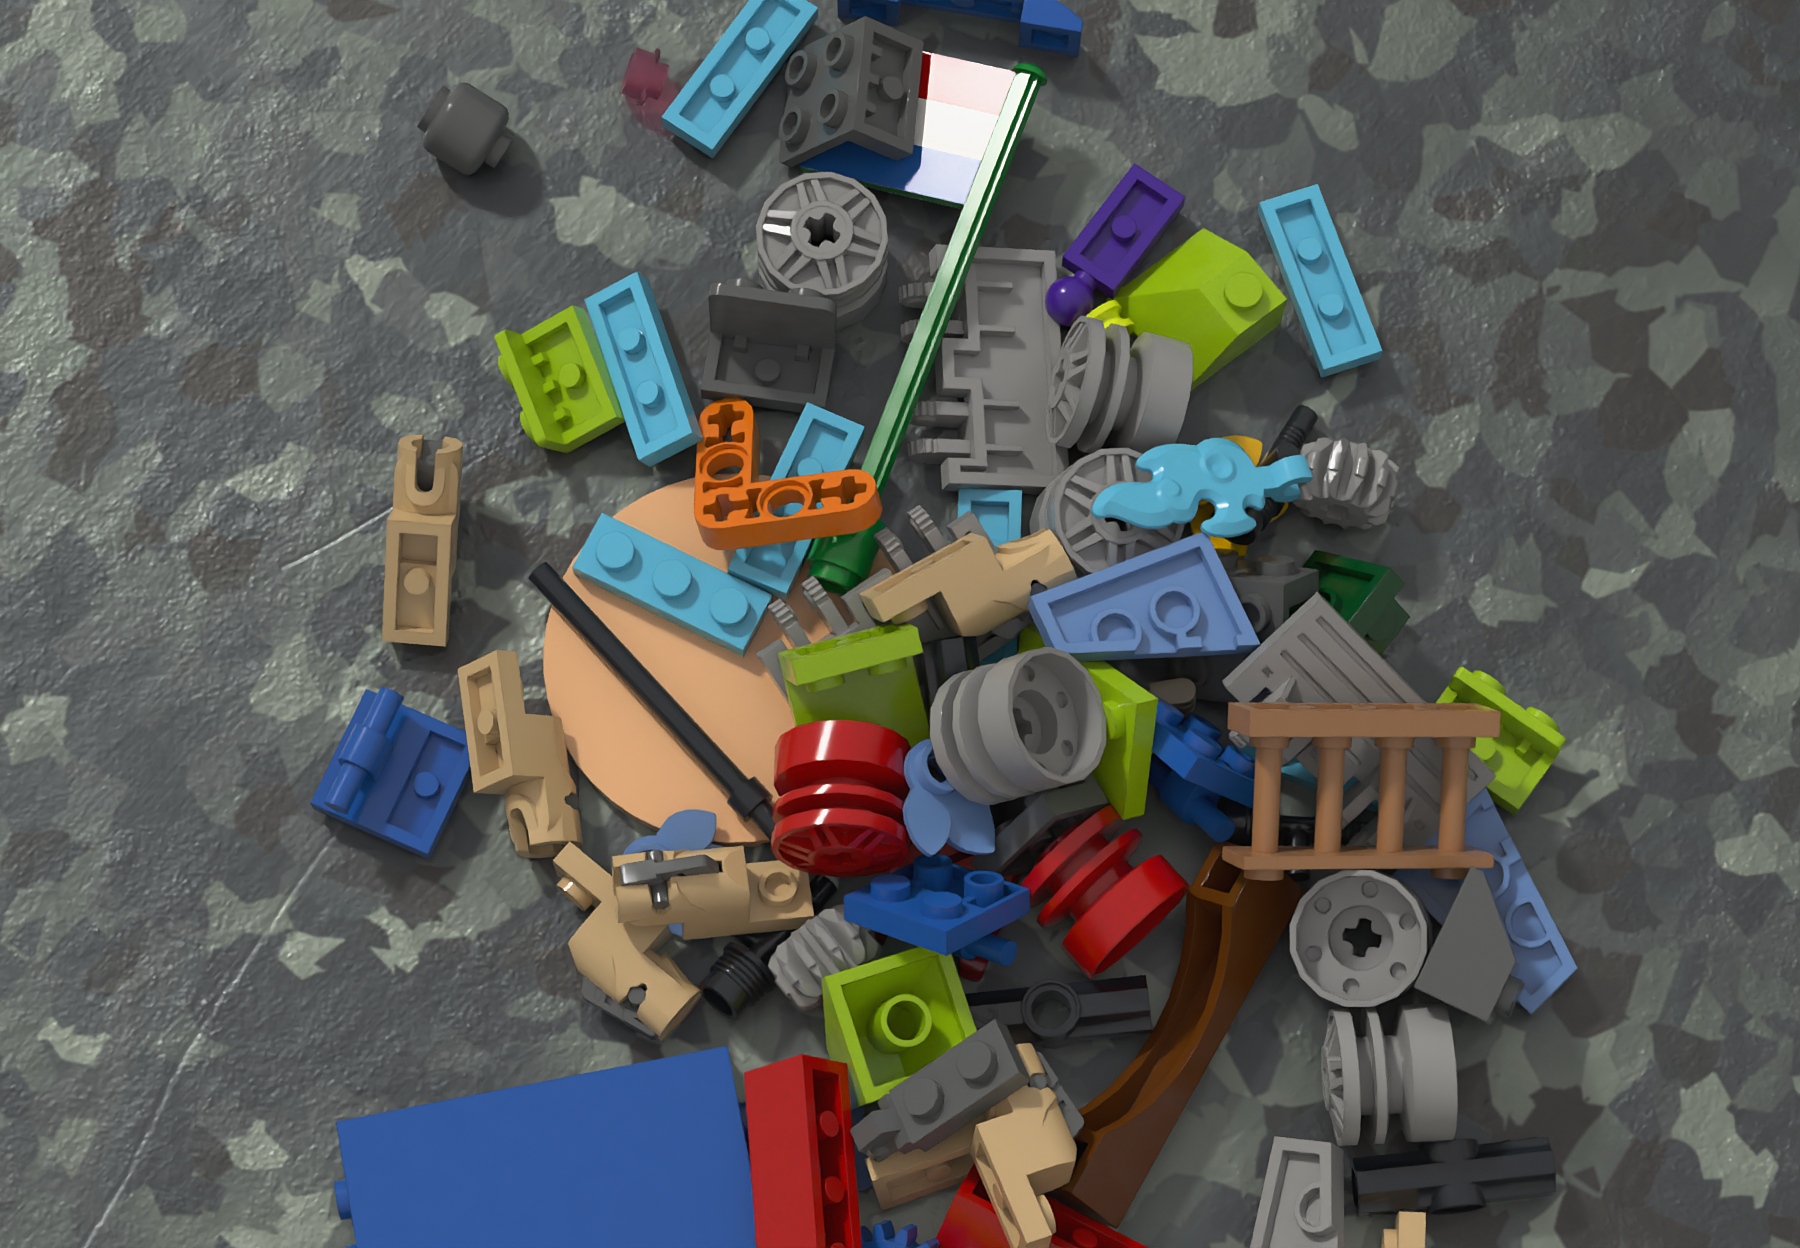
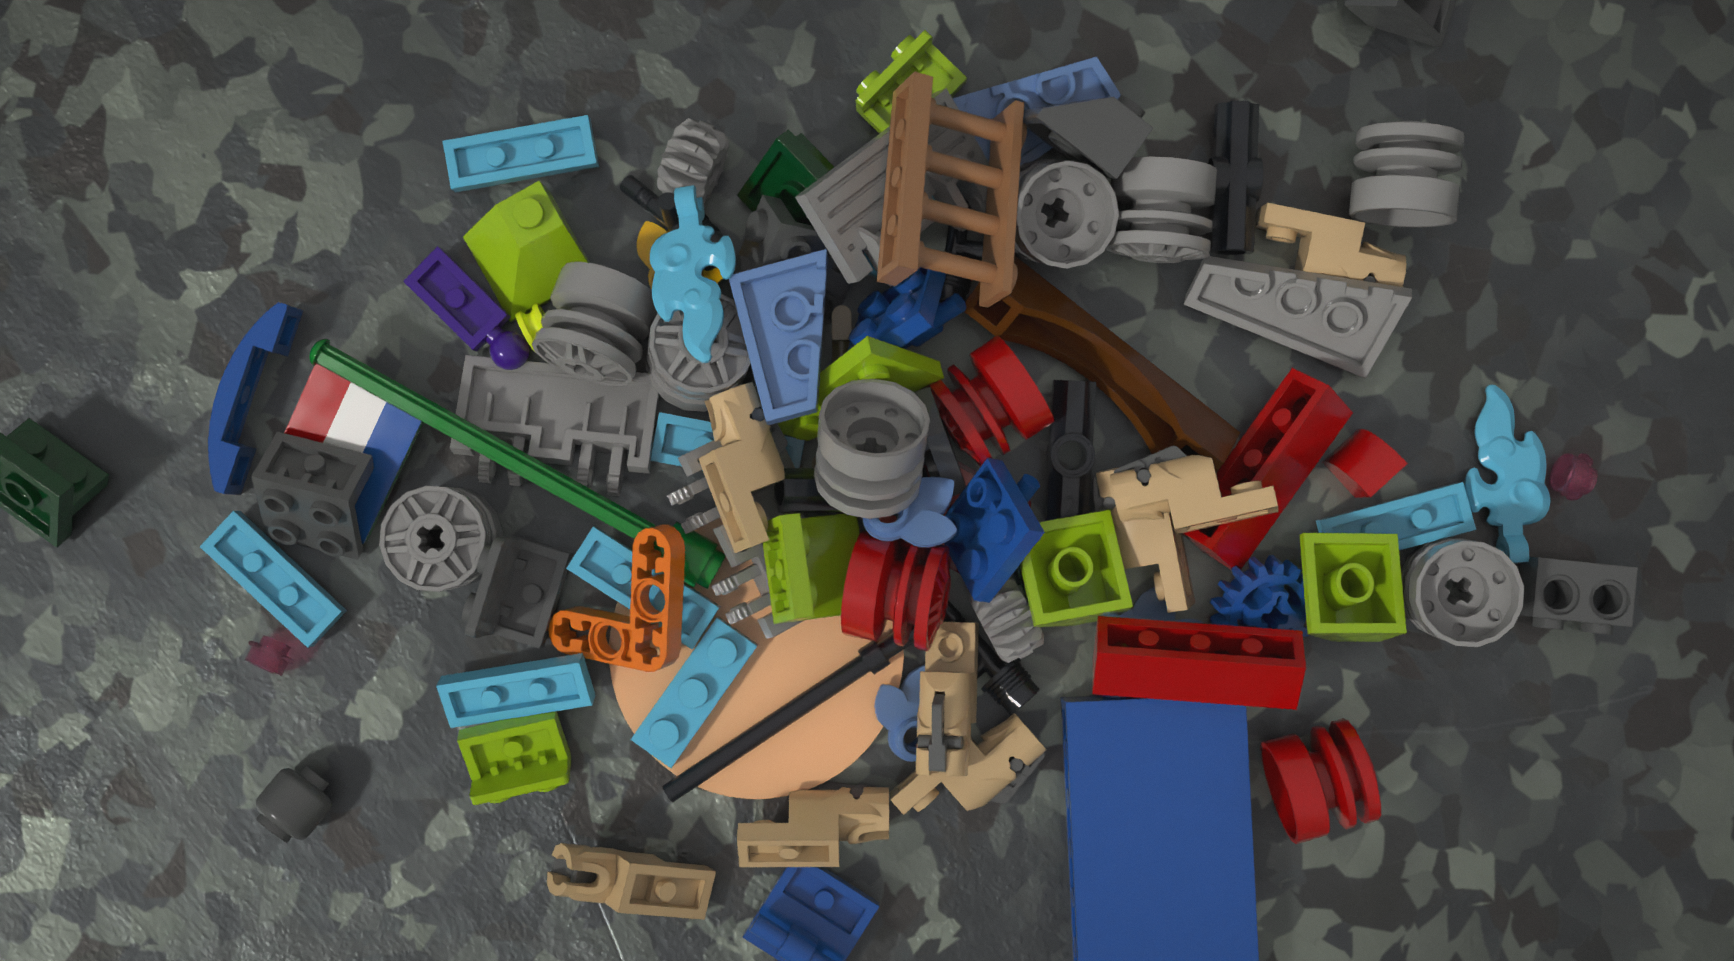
camera: 80 degrees left, 15 degrees up
(944, 1095) = (1140, 546): dark grey hinge -> none

